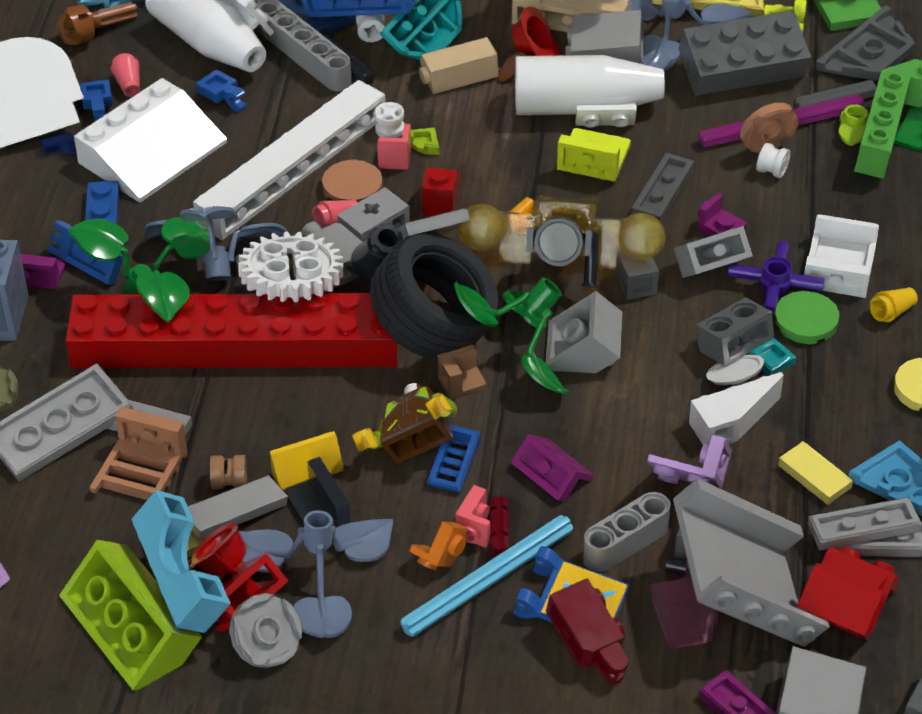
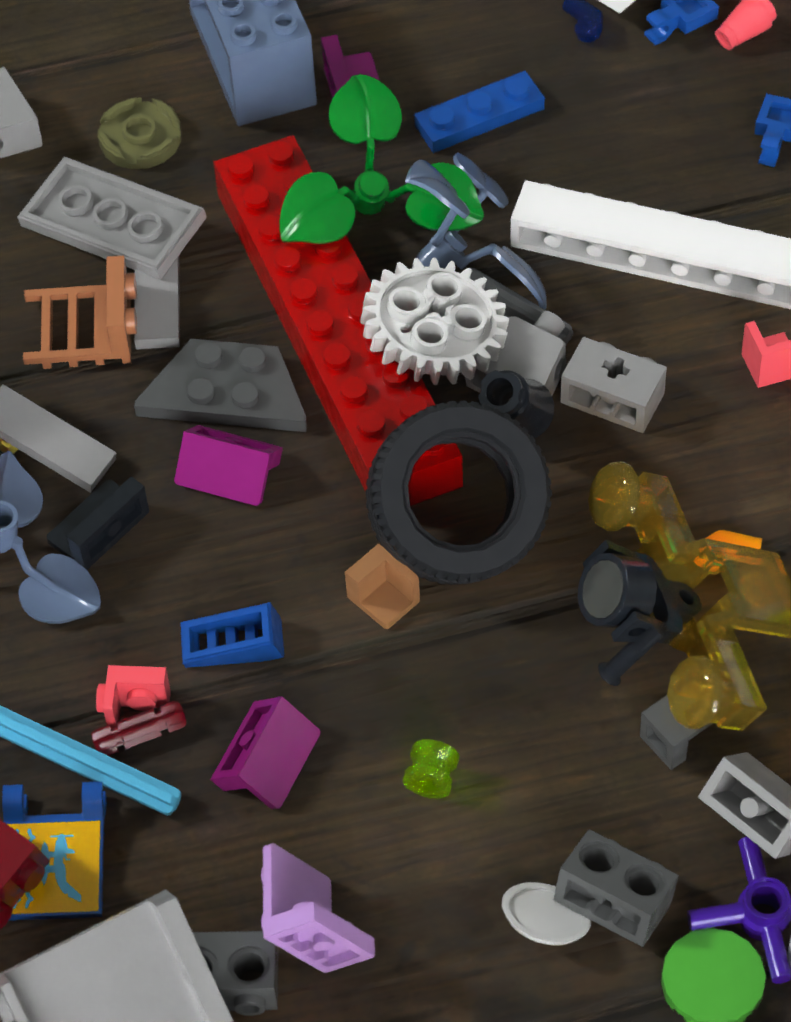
camera: 70 degrees right, 10 degrees up
(71, 252) = (406, 92): blue hinge -> none
(148, 140) = (633, 95): white slope -> none
(236, 471) = (100, 408): medium nougat wheel -> none
(247, 405) = (226, 387): none -> dark grey wing
(290, 461) = (167, 489): yellow slope -> none
(316, 416) = (225, 464): none -> magenta panel
(326, 211) = (606, 328): coral cone -> none
(351, 180) = (685, 335): nougat tile -> none
(410, 424) = (251, 563): reddish brown torso -> none
(437, 224) = (575, 434): light grey tile -> none
(440, 191) = (722, 434): red slope -> none
(445, 548) = (61, 673): orange bracket -> none
(534, 308) = (527, 612): green plant -> none
(585, 336) = (517, 707): light grey slope -> none
(609, 389) = (431, 768): none -> clear neon green wheel
(626, 532) = (167, 857): light grey beam -> none
(734, 410) = (458, 938): white slope -> none
(775, 357) = (606, 958): teal tile -> none

